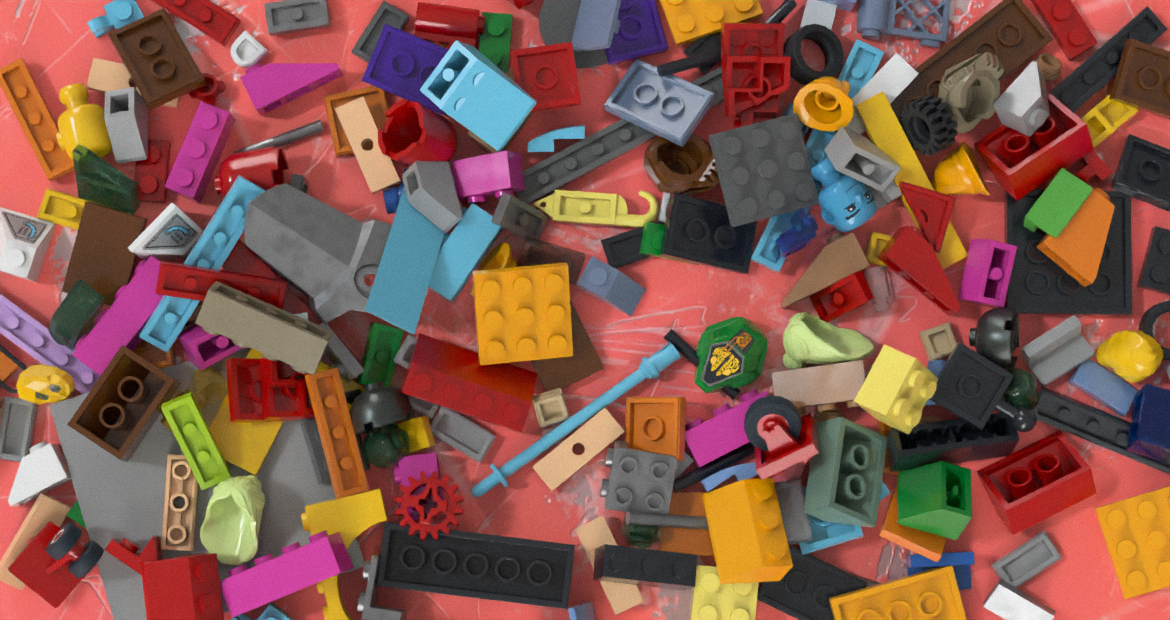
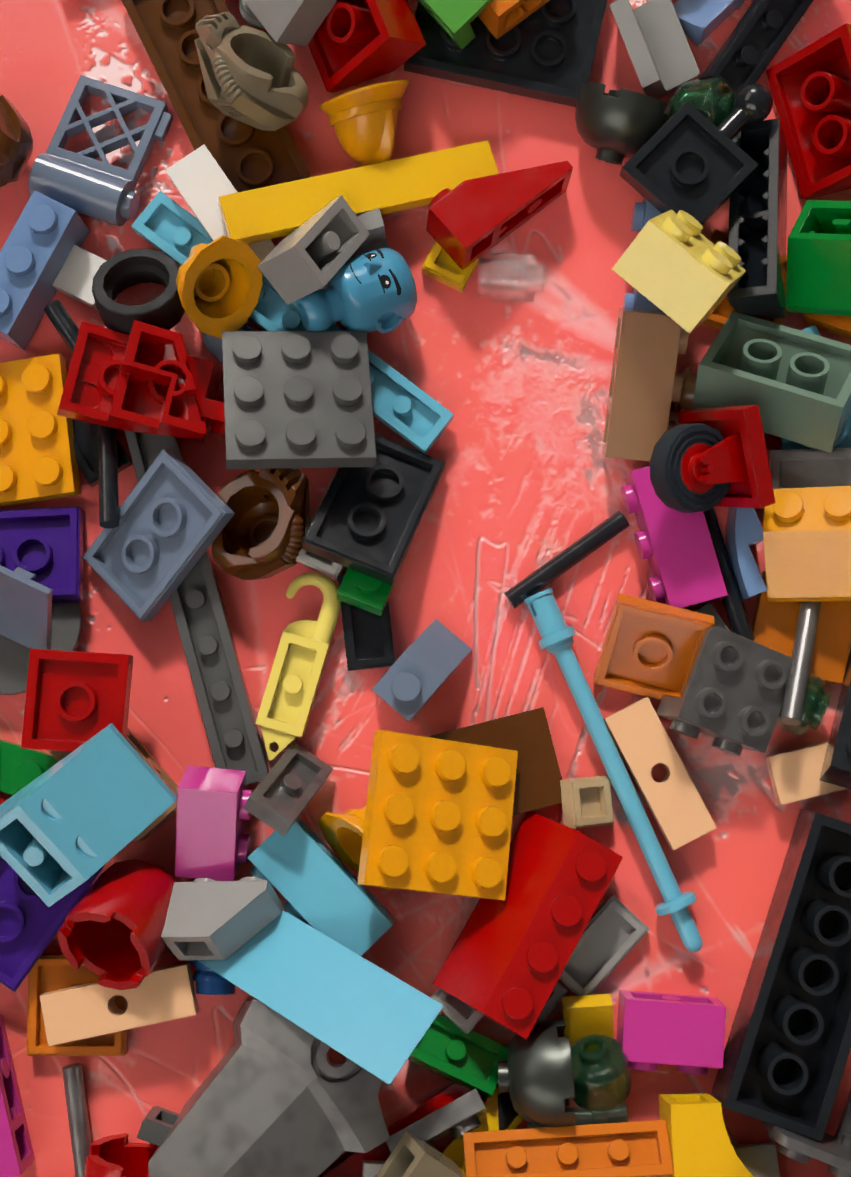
camera: 70 degrees left, 0 degrees up
(415, 503) = (706, 1052): red gear -> none
(541, 252) = (350, 764): clear smoke plate -> none
(545, 141) = (178, 722): medium azure slope -> none
(730, 355) = (564, 513): green helmet -> none
(797, 237) = (407, 358): clear blue bracket -> none
(821, 343) = (575, 375): yellowish green hair -> none
(832, 264) = (461, 339): medium nougat slope -> none
(842, 297) = (511, 329): red slope -> none
(928, 125) = (279, 121): black tyre -> none
(930, 210) = (412, 173): red tile -> none
(938, 341) = (604, 210): tan tile -> none
(987, 272) = (520, 113): dark pink brick -> none

